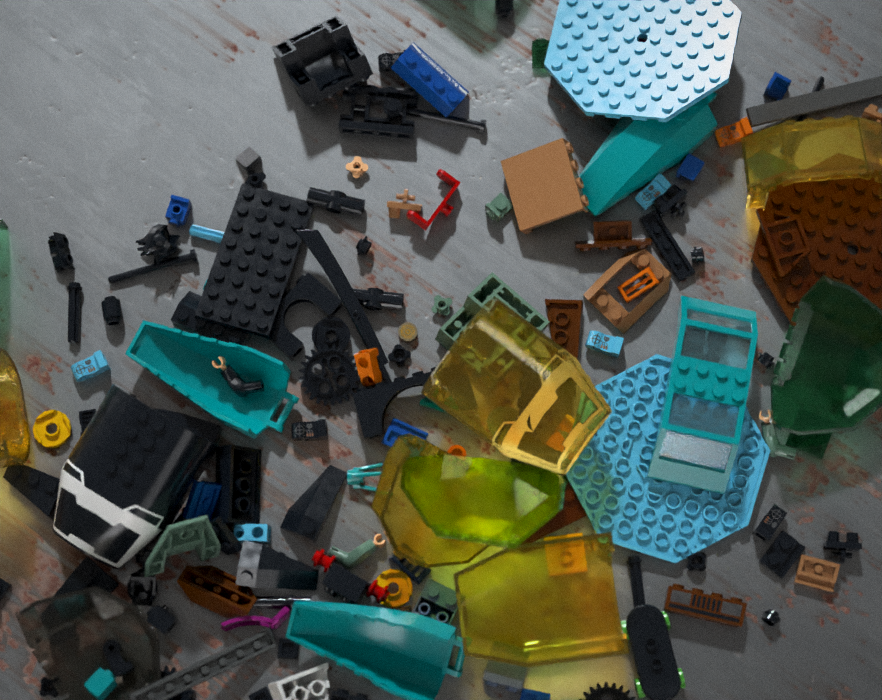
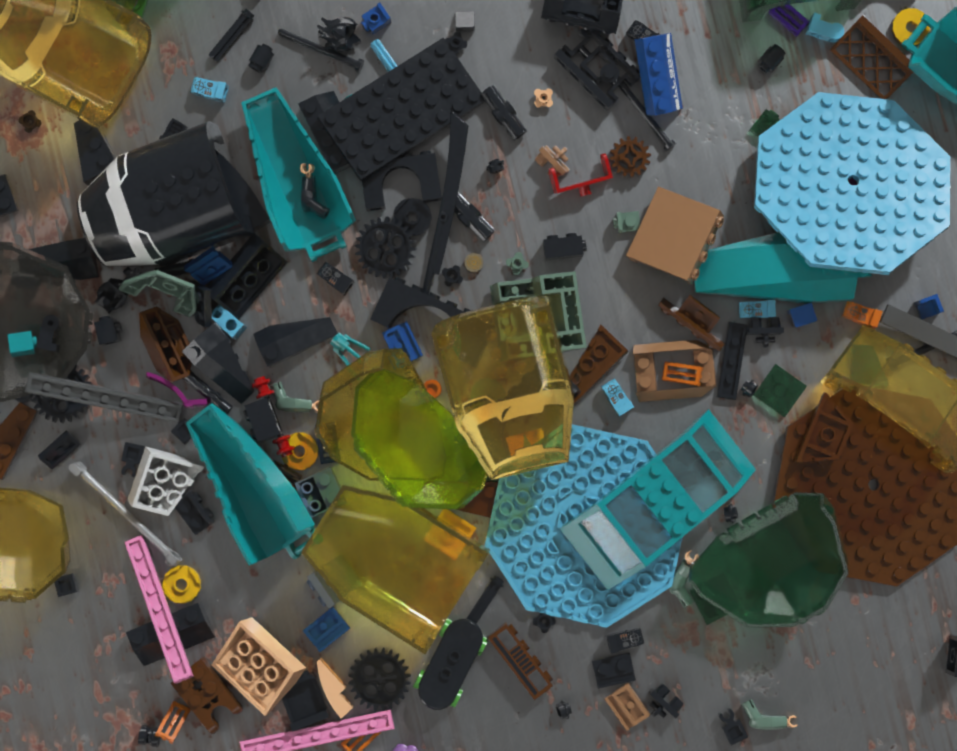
camera: 40 degrees right, 10 degrees up
(63, 431) = (145, 125): yellow tile -> none
(368, 366) = (419, 265): orange leg -> none
(454, 151) = (638, 156): none -> reddish brown gear
(469, 262) = (564, 247): none -> black brick
(721, 238) = (779, 390): none -> clear green plate

